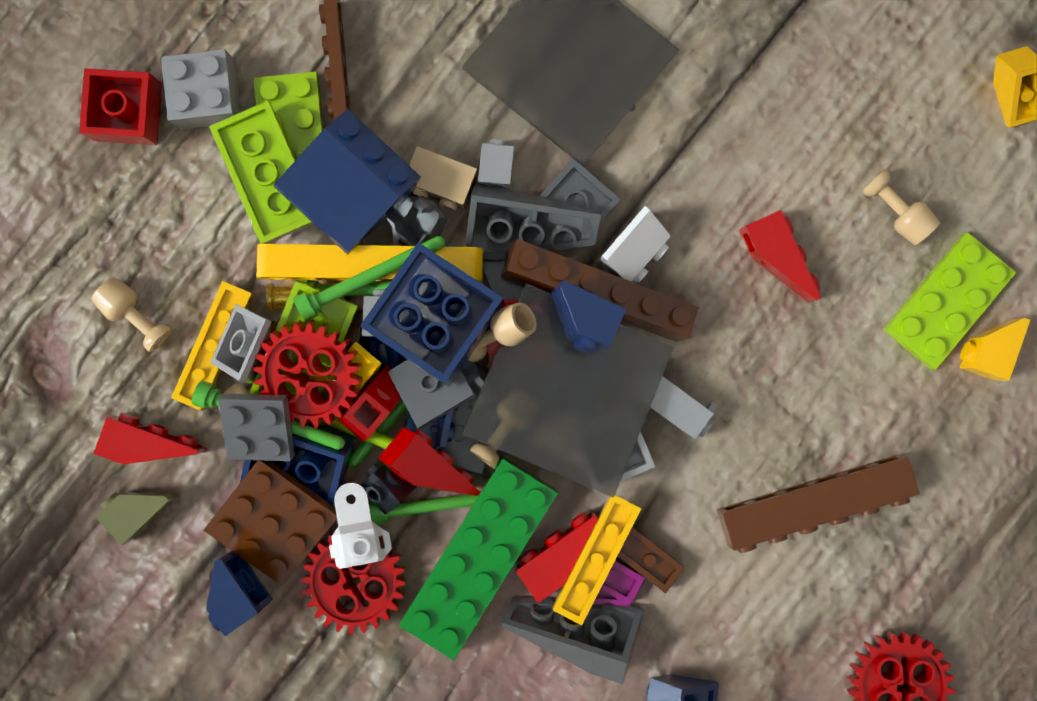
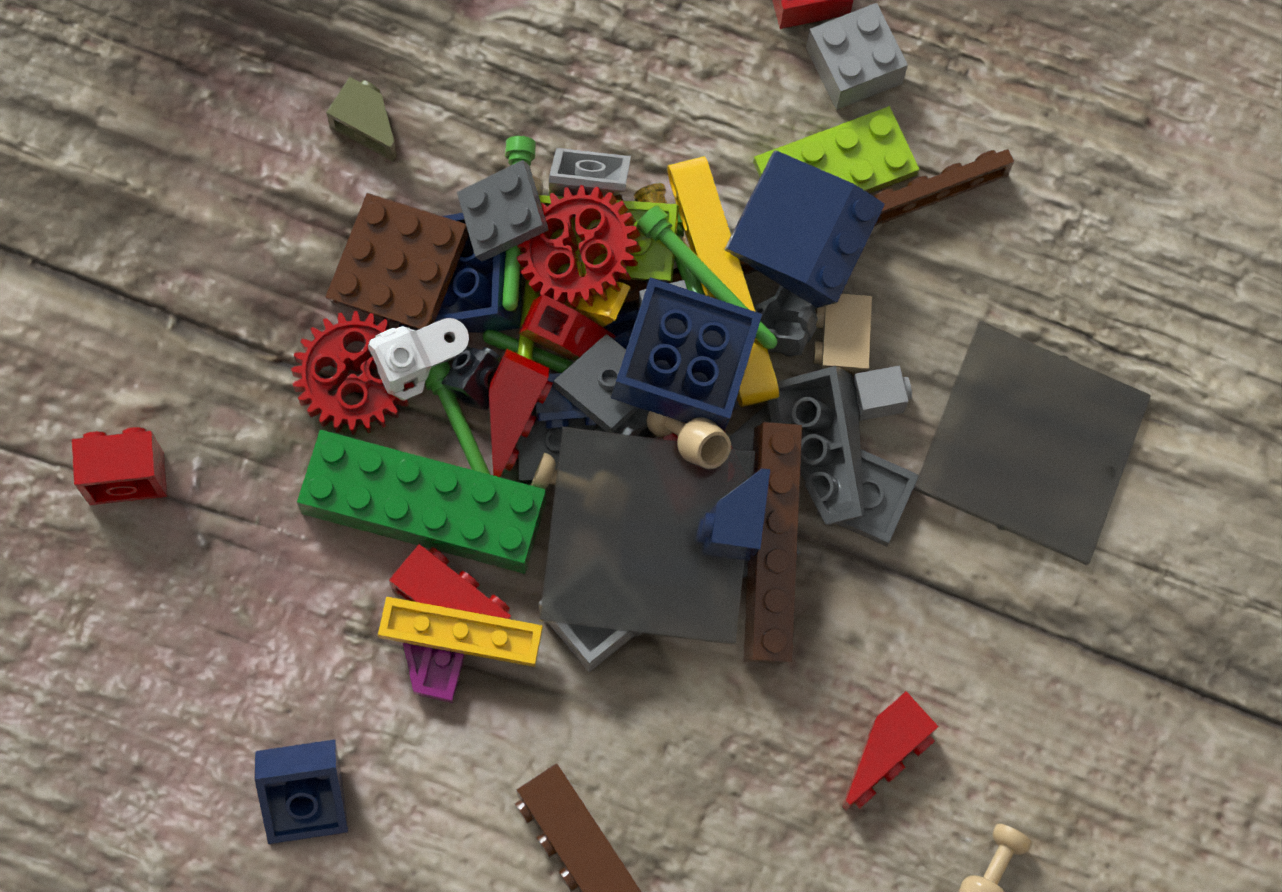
camera: 65 degrees right, 15 degrees down
(118, 301) = (593, 36): tan piece -> none
(132, 442) = (441, 98): red slope -> none
(198, 364) = (550, 137): yellow plate -> none
(234, 593) = (306, 244): dark blue slope -> none
(256, 158) = (806, 125): lime plate -> none
(598, 646) = (359, 669): dark grey wedge -> none
(636, 247) = (837, 571): white slope -> none
(650, 560) = (475, 699): reddish brown plate -> none
(682, 410) = (666, 681): light grey brick -> none

